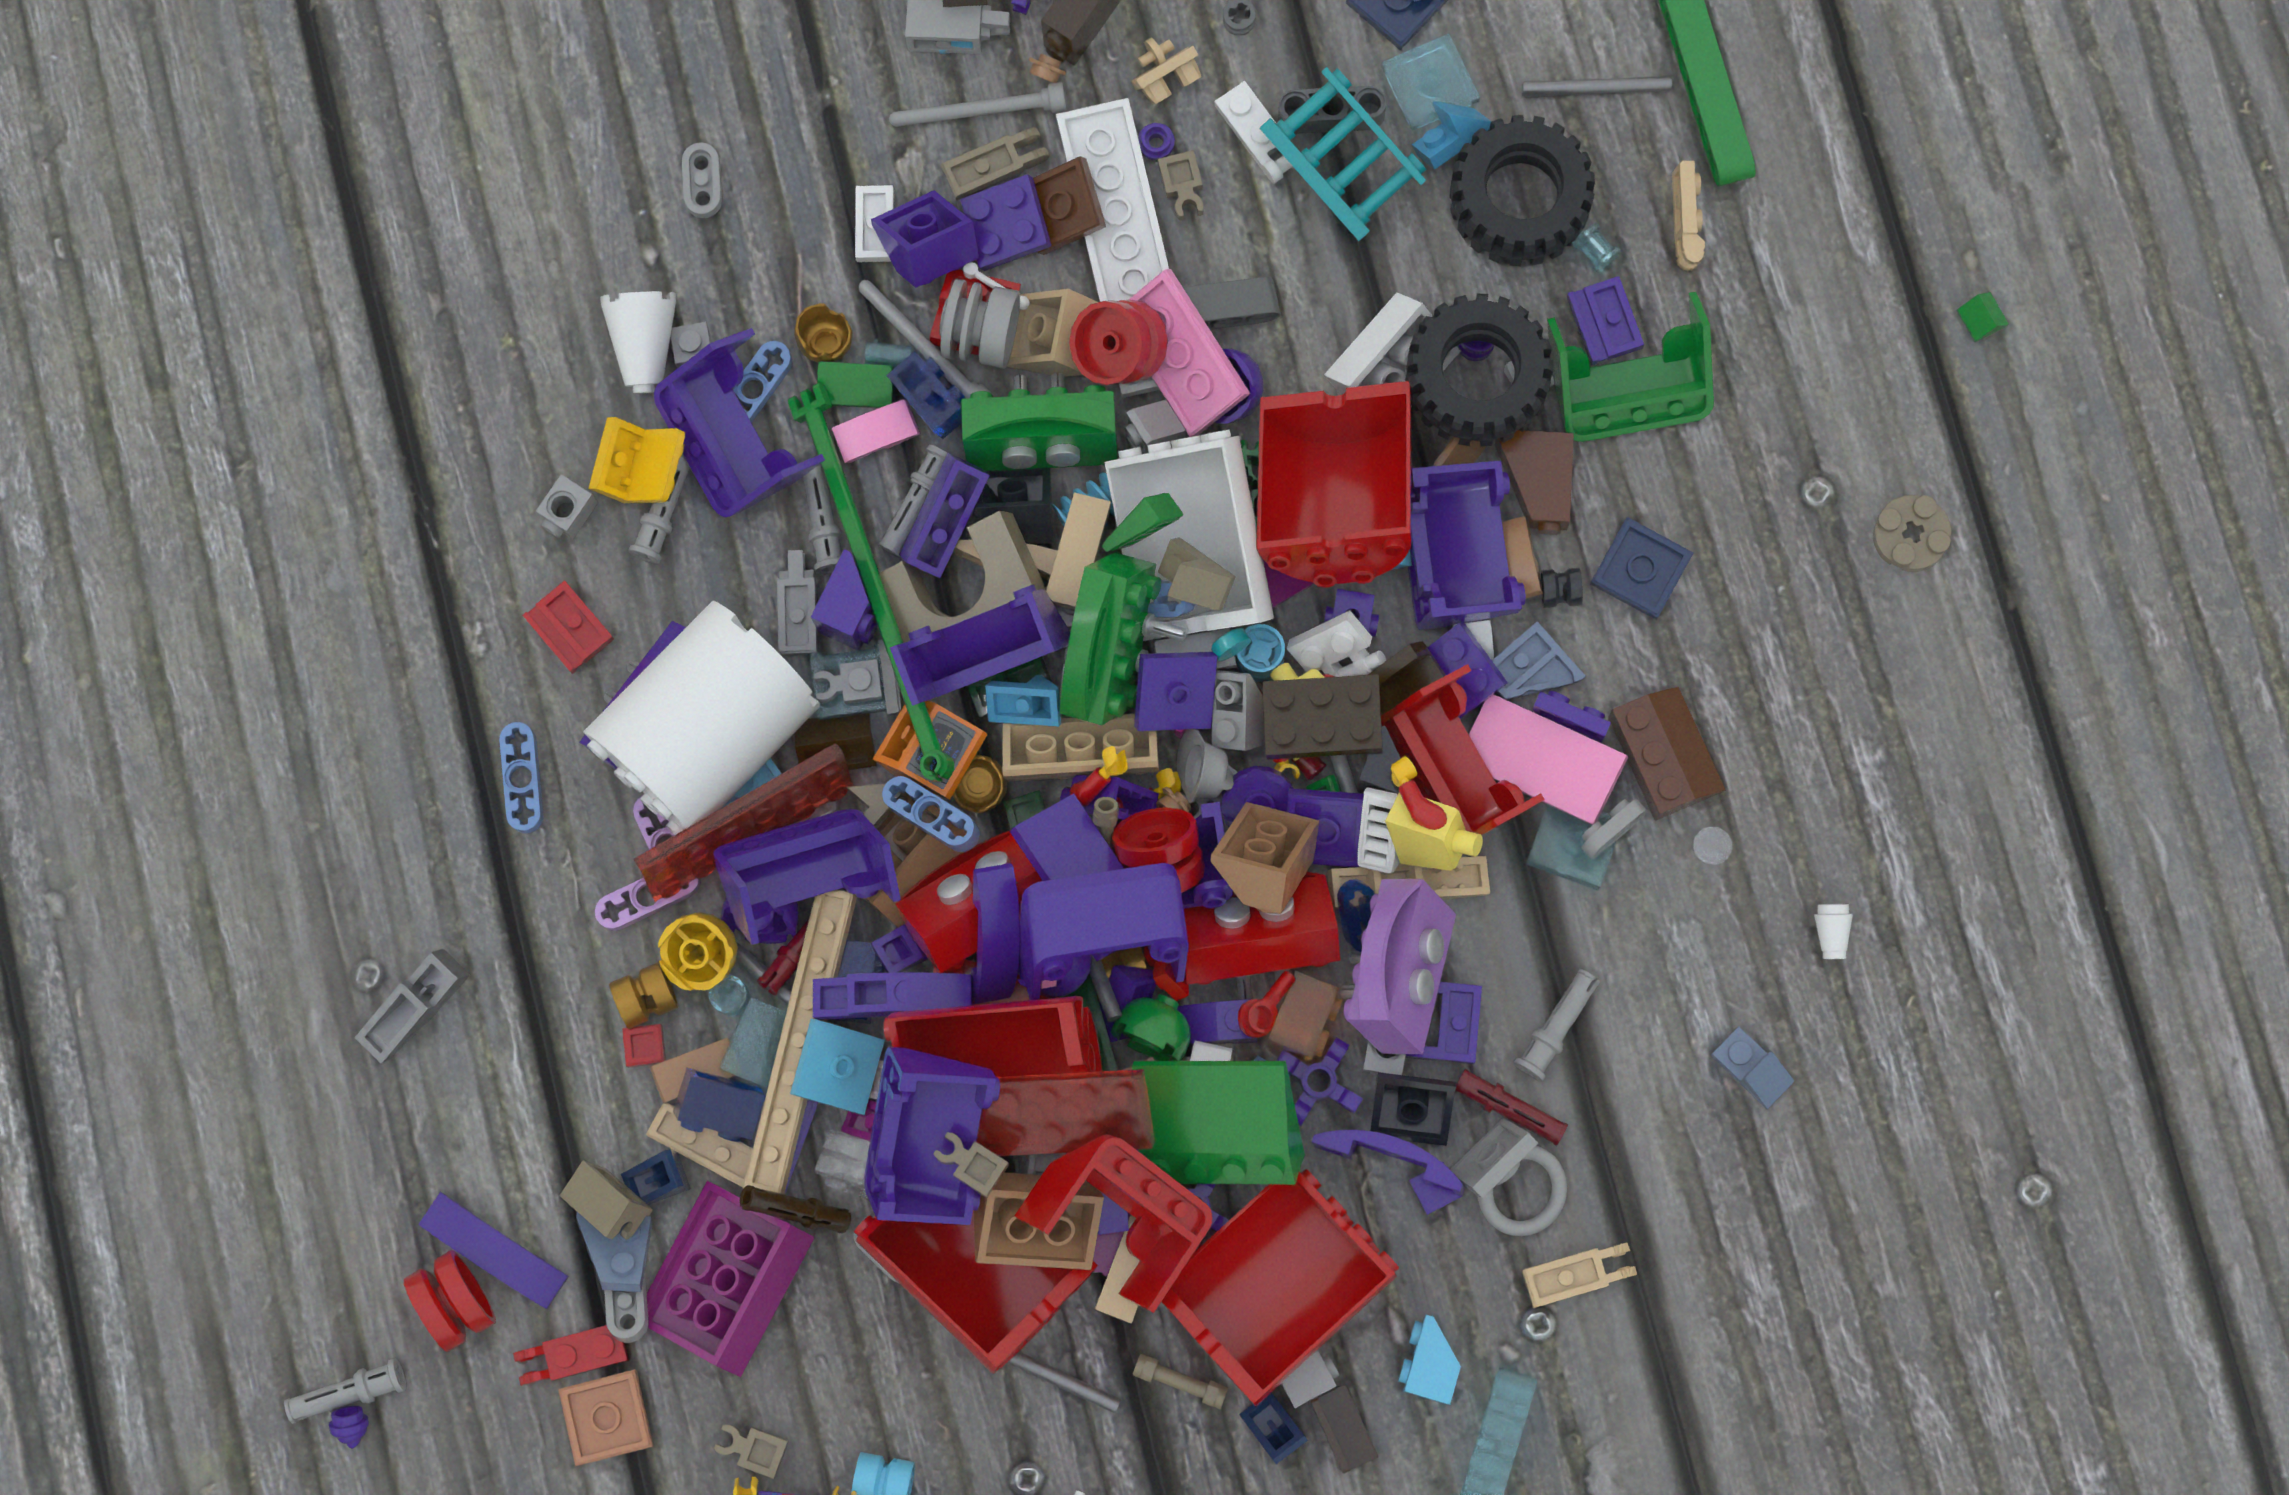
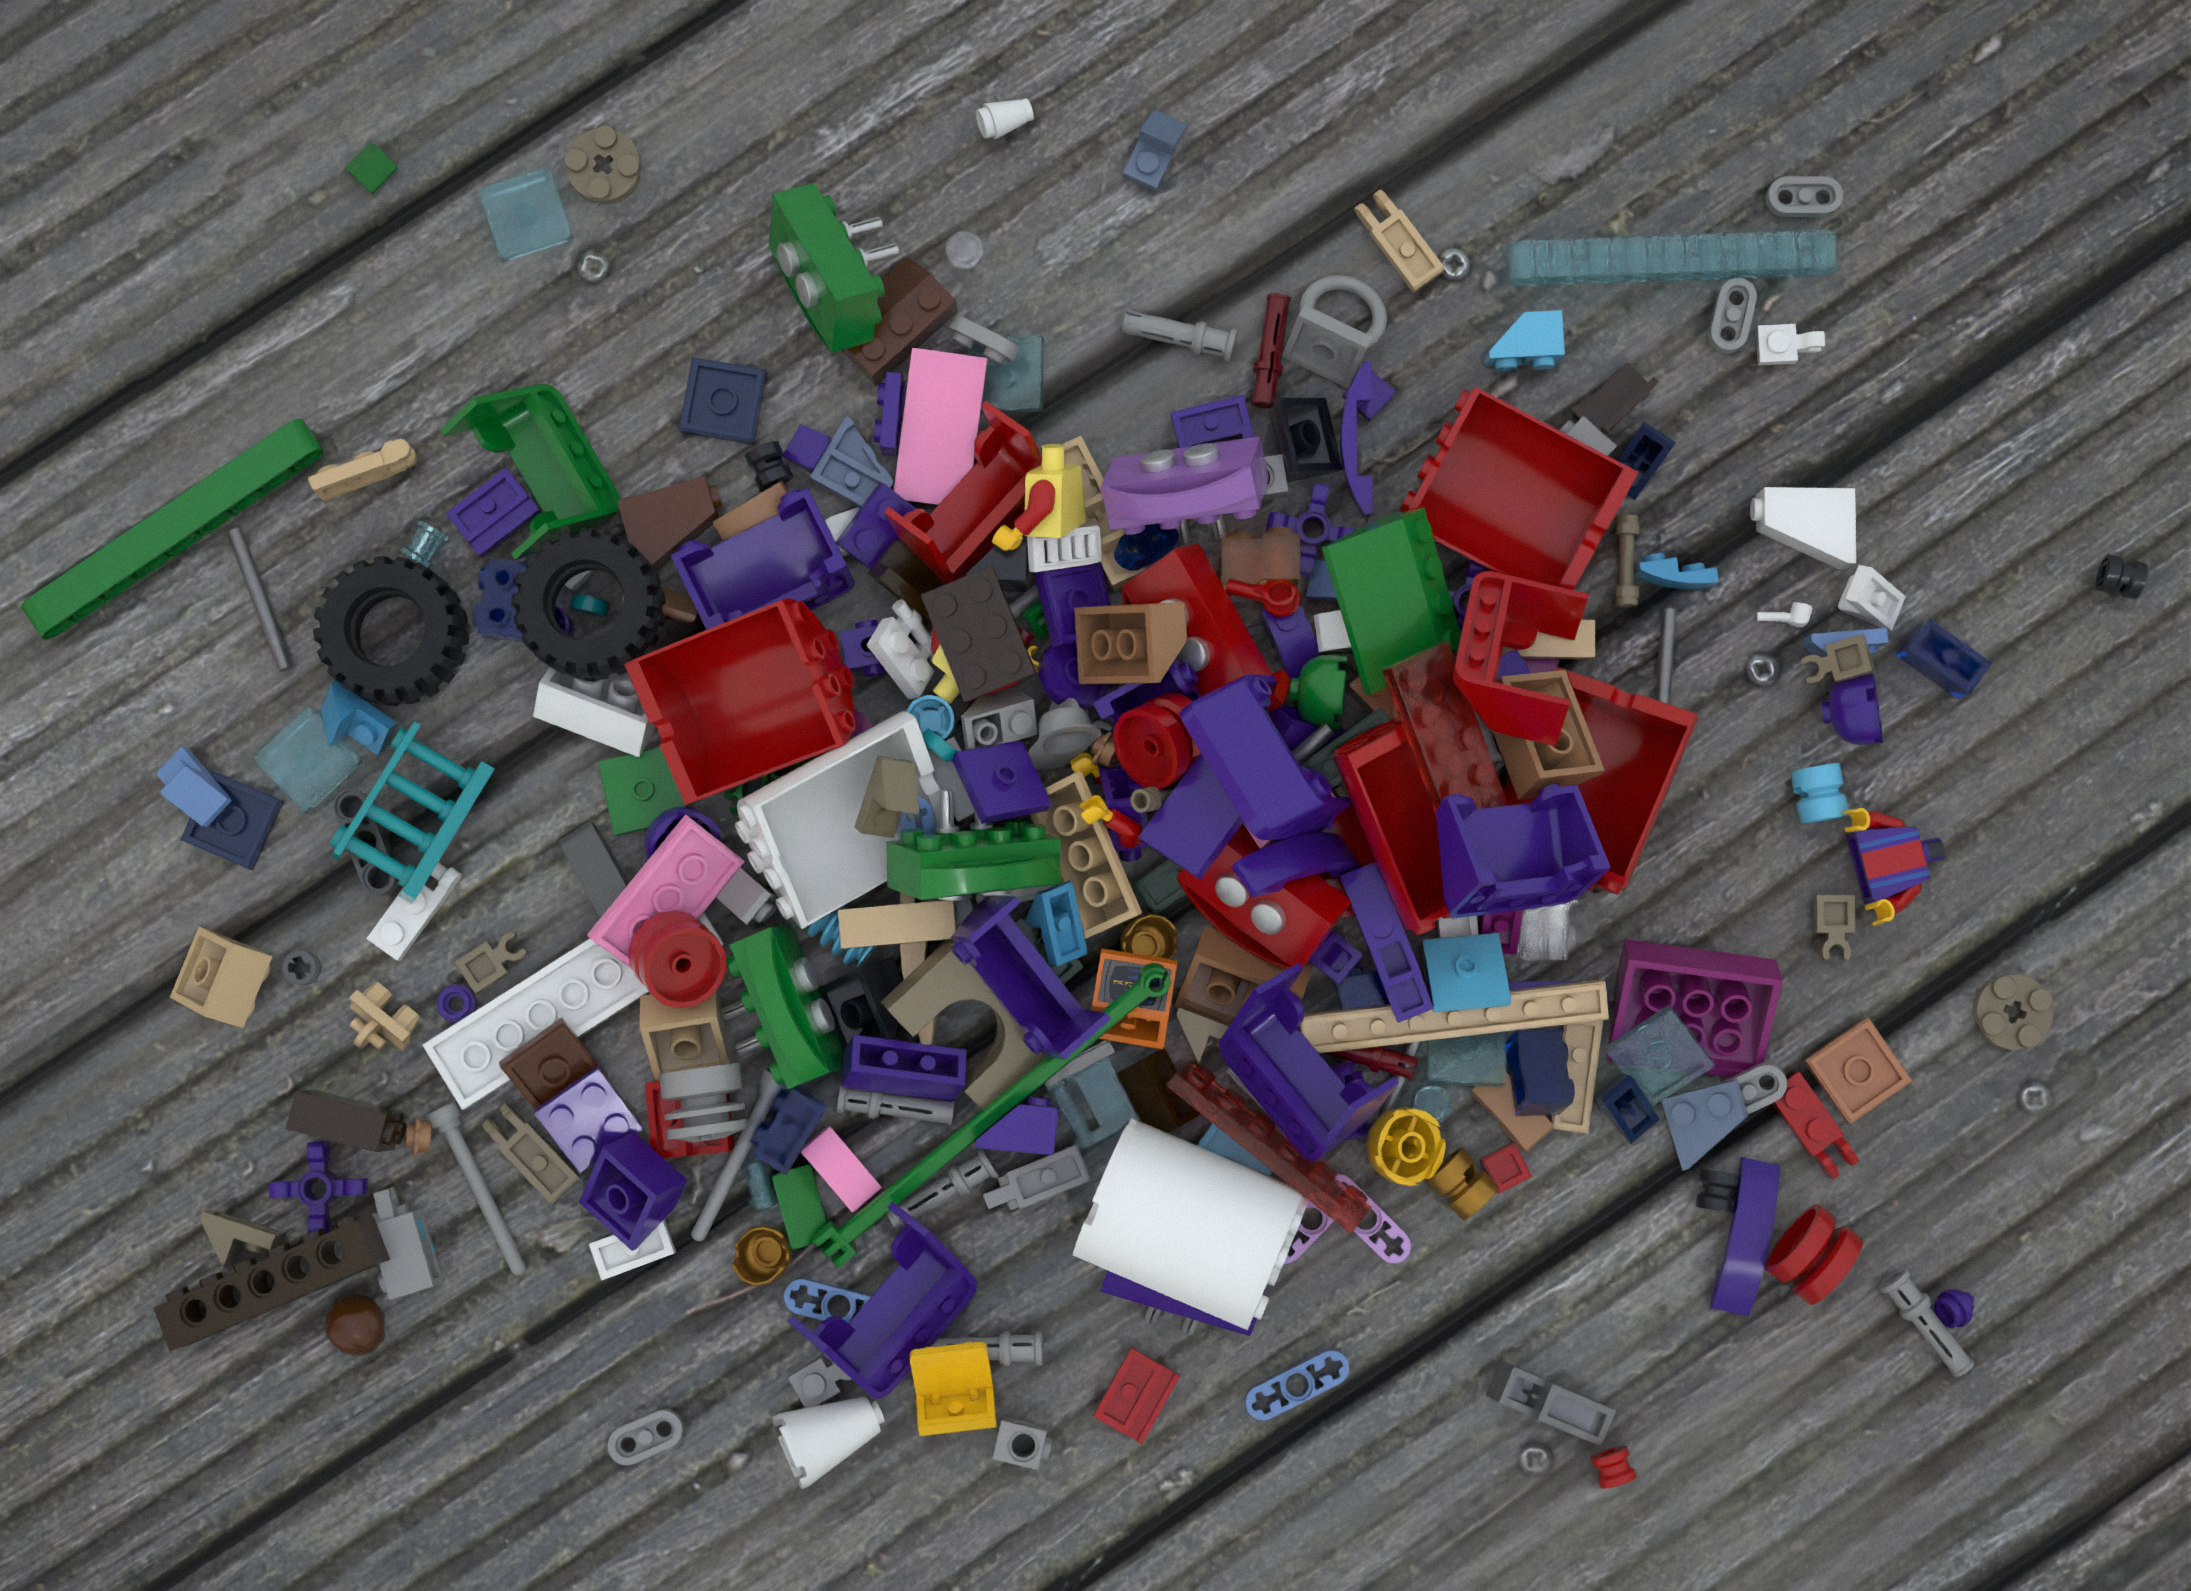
camera: 120 degrees left, 5 degrees up
(331, 1041) = (1613, 1467): none -> red wheel
(547, 1237) = (1717, 1190): none -> black wheel
(605, 1201) = (1667, 1145): dark tan hinge -> none
(691, 1227) = (1660, 1055): none -> clear light blue plate
(808, 1212) = (1607, 951): dark brown pin -> none
(856, 682) = (1094, 1093): light grey plate -> none
(937, 828) = (1203, 999): medium blue beam -> none
(971, 271) = (649, 1134): white hinge -> none
(976, 1168) = (1525, 795): dark tan plate -> none
(1144, 520) = (847, 861): green slope -> none
(1157, 1410) = (1666, 573): none -> dark azure slope
(1293, 363) = (638, 790): none -> green plate
(1484, 378) = (589, 605): none -> teal tile
(1536, 298) = (495, 613): none -> clear blue brick
(1568, 630) = (806, 448): none -> dark purple slope
(1729, 696) = (825, 269): none -> green piece
(1888, 444) = (525, 214): none -> clear light blue plate

